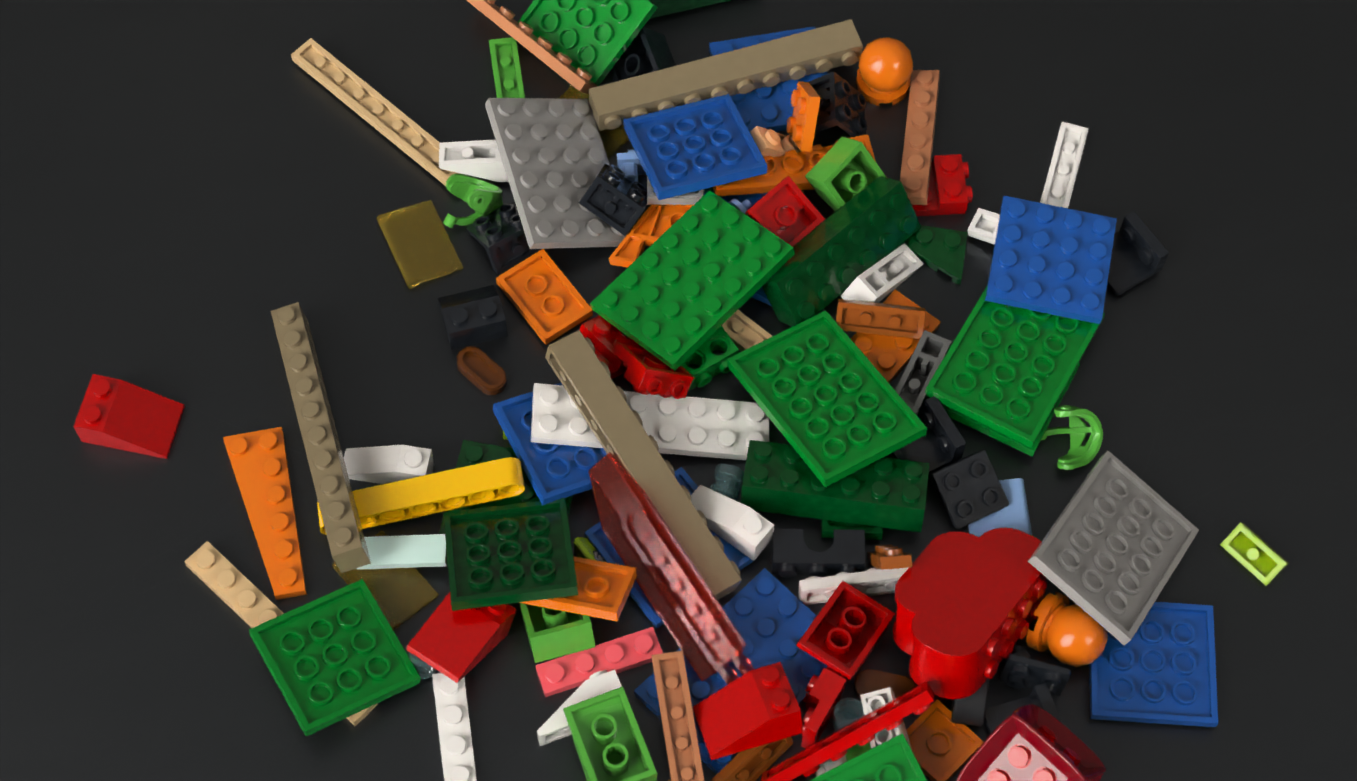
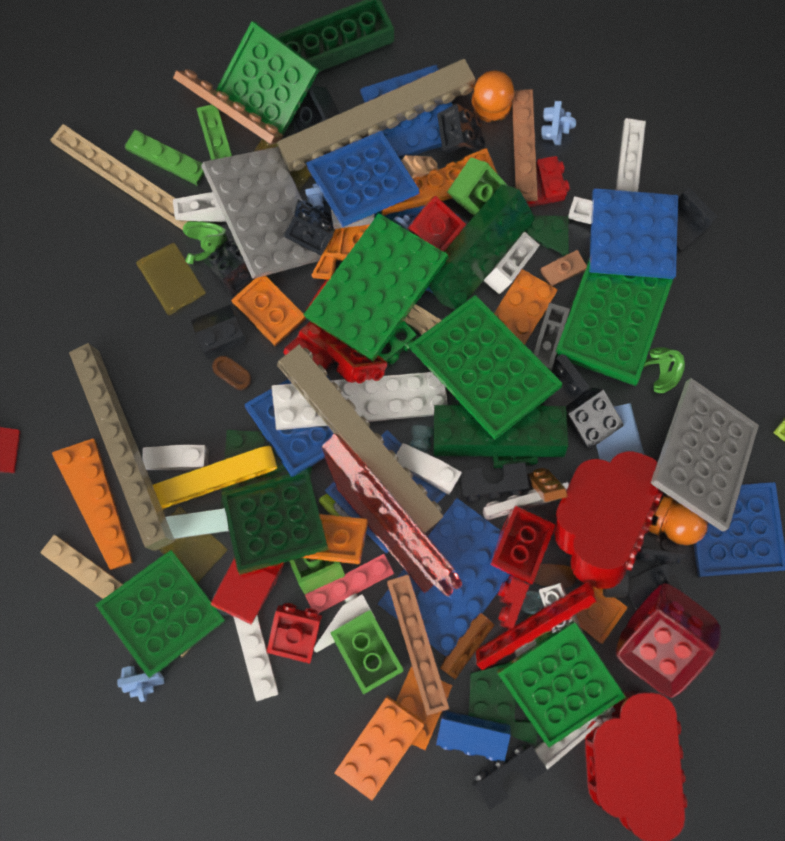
camera: 10 degrees left, 15 degrees up
(290, 746) = (139, 684): none -> light blue hips
(438, 95) = (165, 157): none -> bright green plate
(513, 711) = (294, 632): none -> red plate
(749, 712) = (461, 615): red slope -> none
(804, 117) = (440, 142): orange plate -> none
(880, 318) = (515, 296): dark orange plate -> none
(952, 297) = (563, 268): none -> nougat plate
(972, 115) = (559, 124): none -> light blue hips

